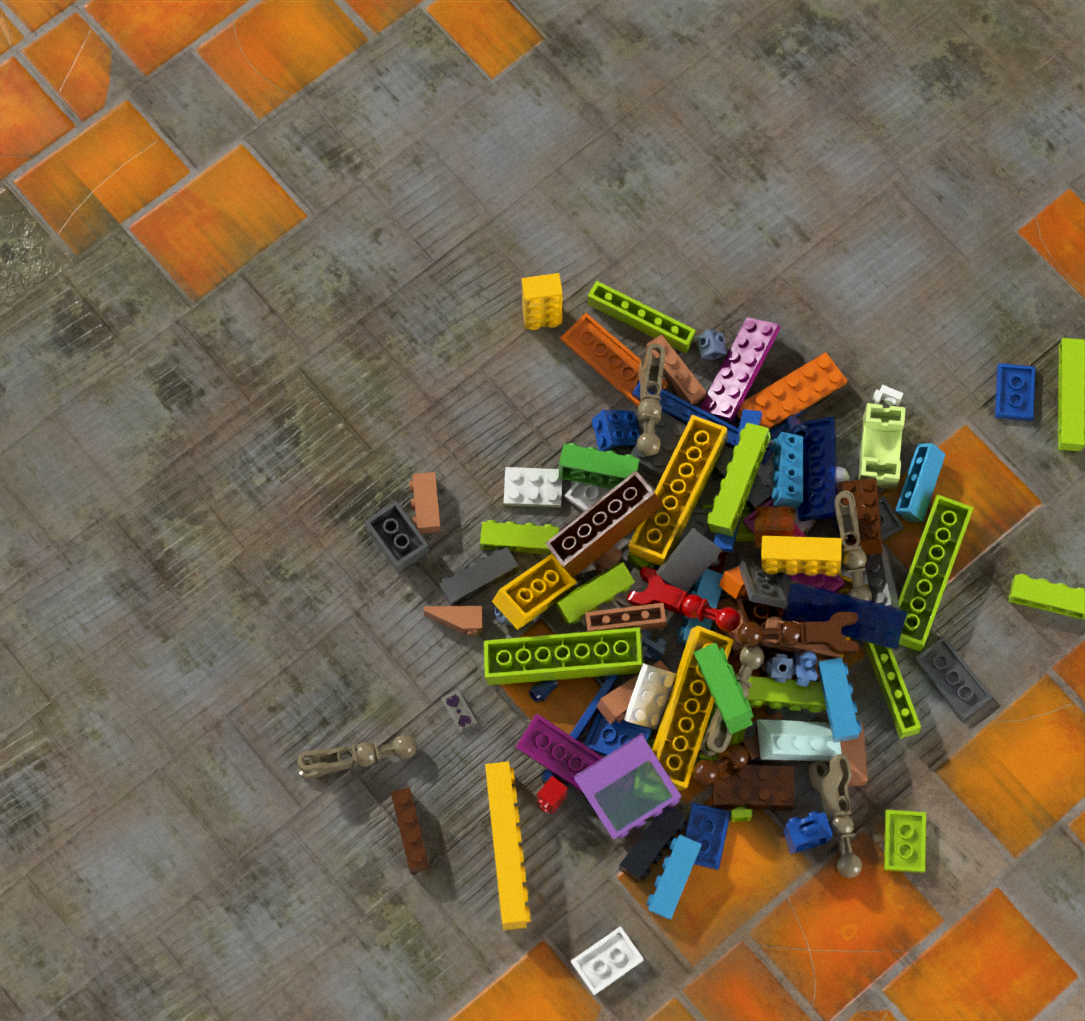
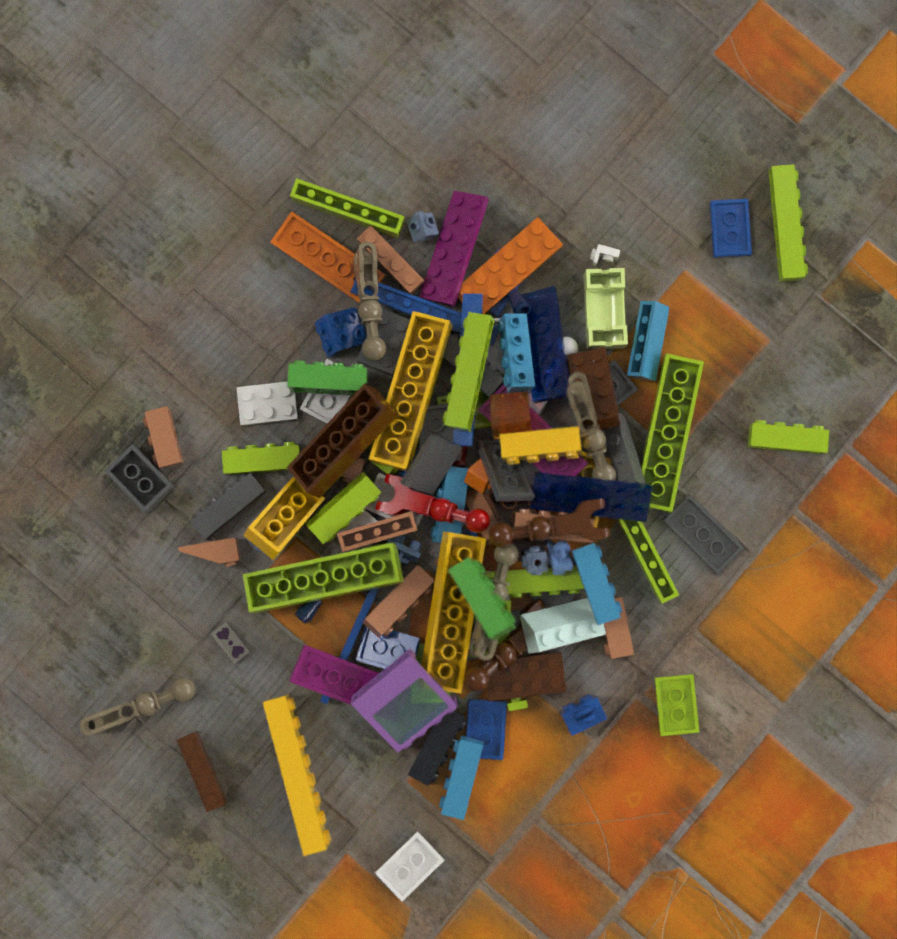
camera: 10 degrees left, 15 degrees up
(542, 301) = (244, 212): yellow brick -> none
(551, 795) = (332, 718): red brick -> none
(649, 696) = (412, 606): white plate -> none
(836, 805) = (602, 668): dark tan piece -> none

